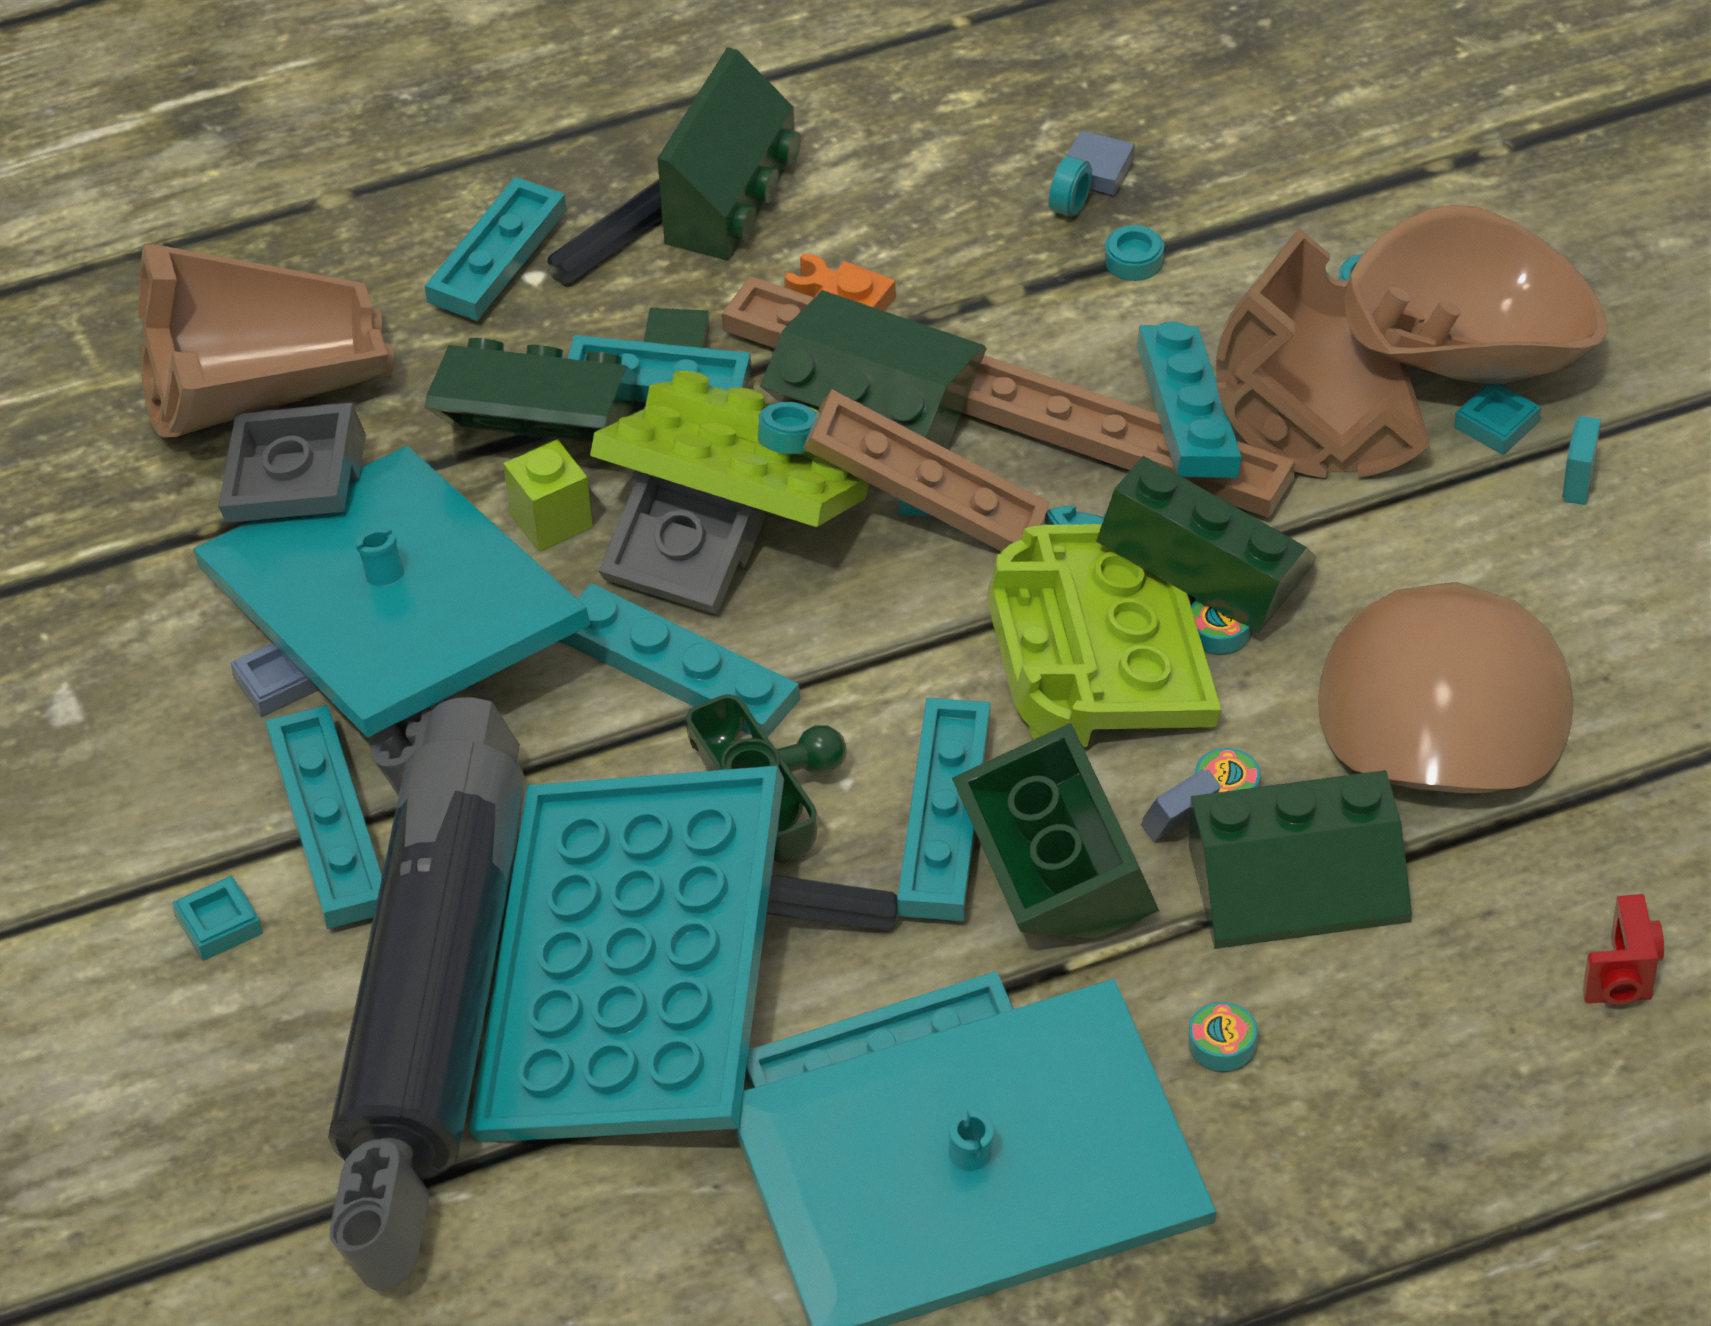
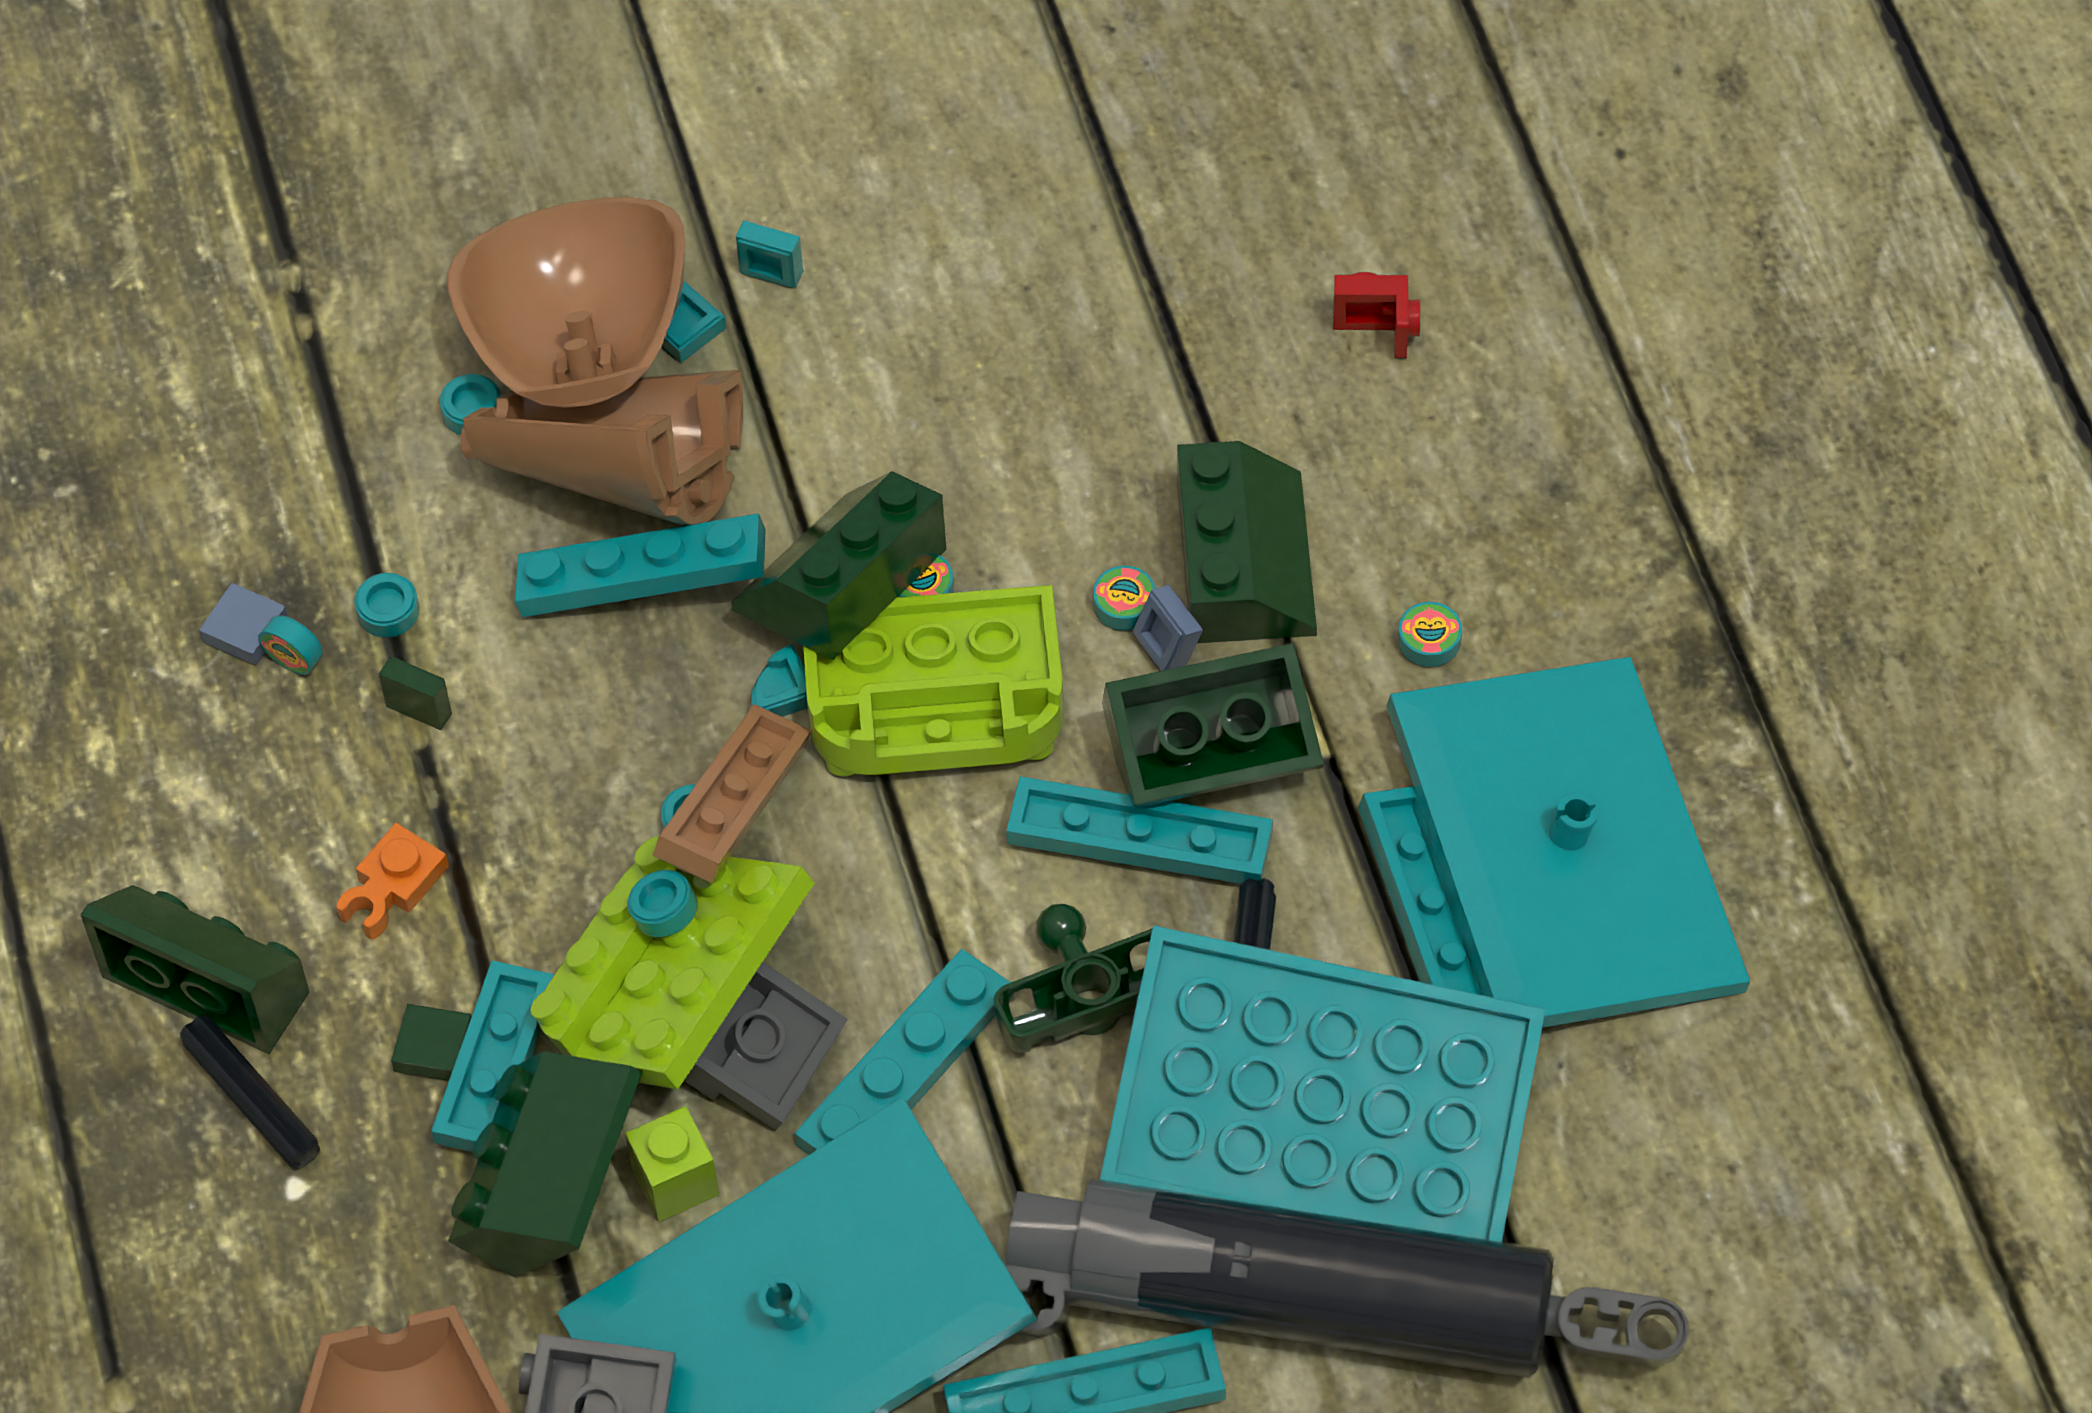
camera: 85 degrees left, 10 degrees up
(495, 248) = (263, 1213): teal plate -> none
(877, 360) = (560, 835): dark green slope -> none
(1030, 272) = (415, 693): none -> dark green tile
(1044, 408) = (559, 770): medium nougat plate -> none
(1447, 691) = (1051, 409): medium nougat piece -> none

